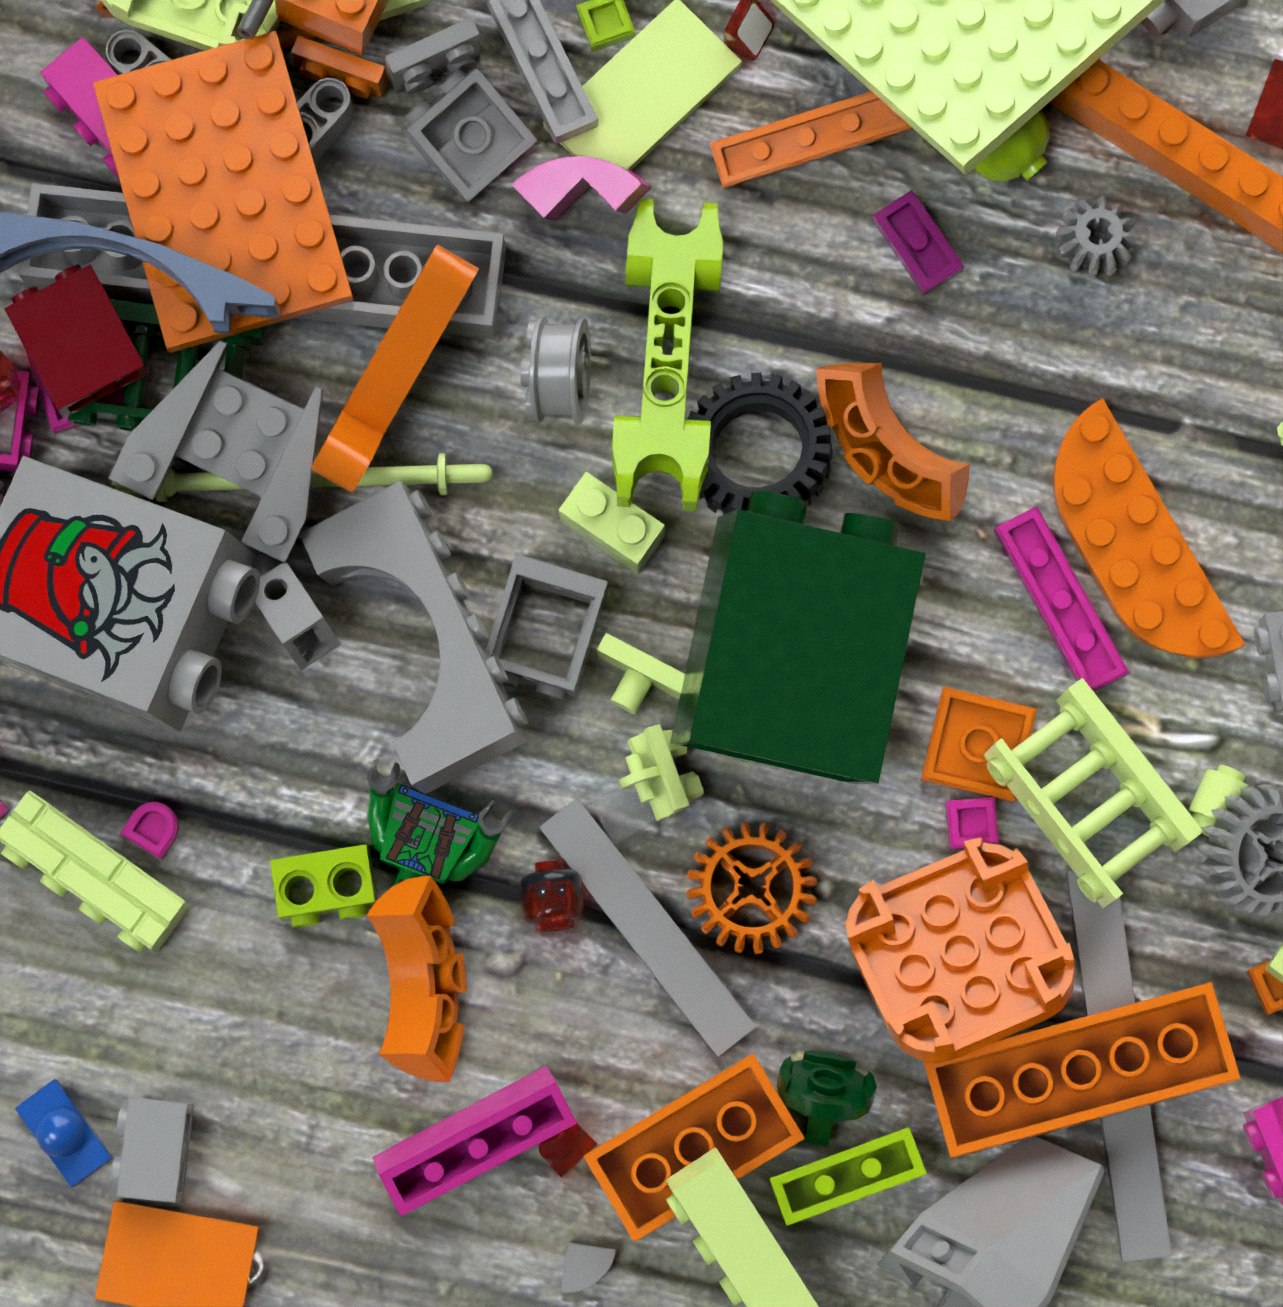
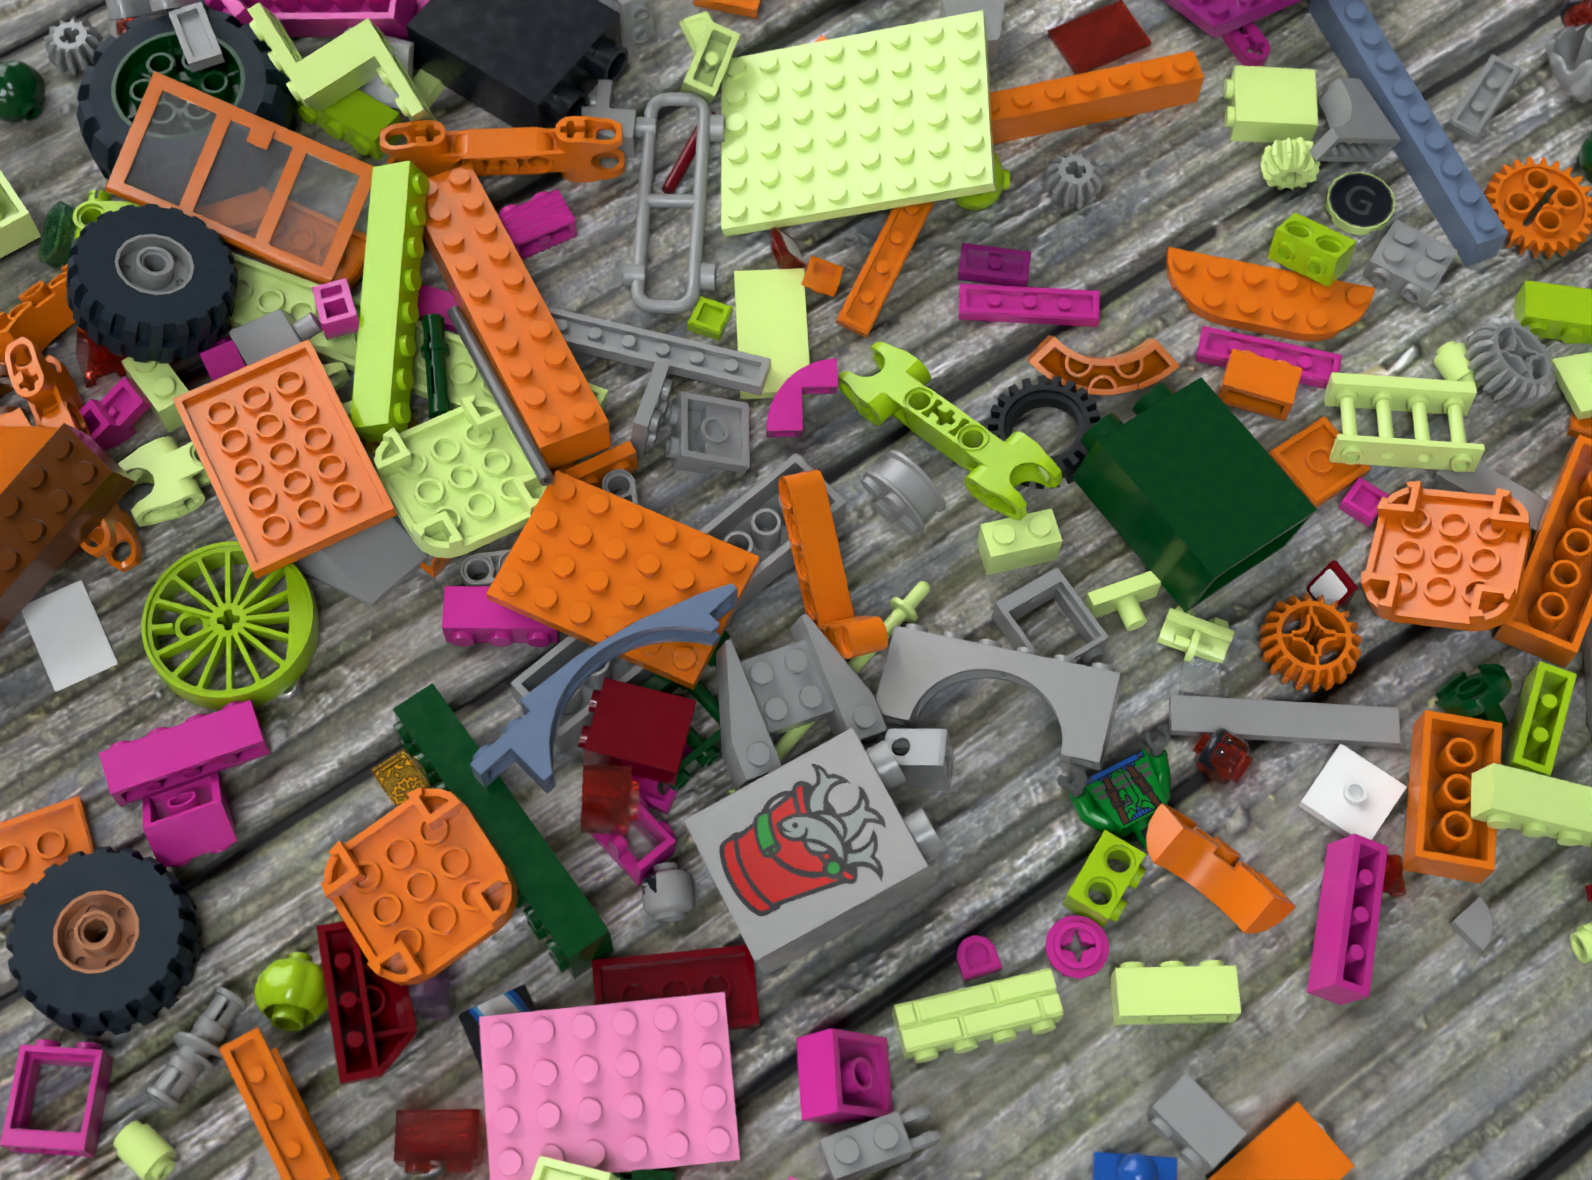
camera: 55 degrees left, 15 degrees down
(216, 910) = (1088, 935): none -> dark pink gear
(266, 1035) = (1175, 993): none -> yellowish green brick
(622, 1052) = (1352, 794): none -> white plate
(747, 87) = (822, 276): none -> orange plate
(834, 864) = (1333, 584): none -> slope
(906, 314) = (1029, 305): none -> dark pink tile
(1008, 615) = (1259, 384): none -> orange brick
(1230, 543) = (1311, 249): none -> lime brick

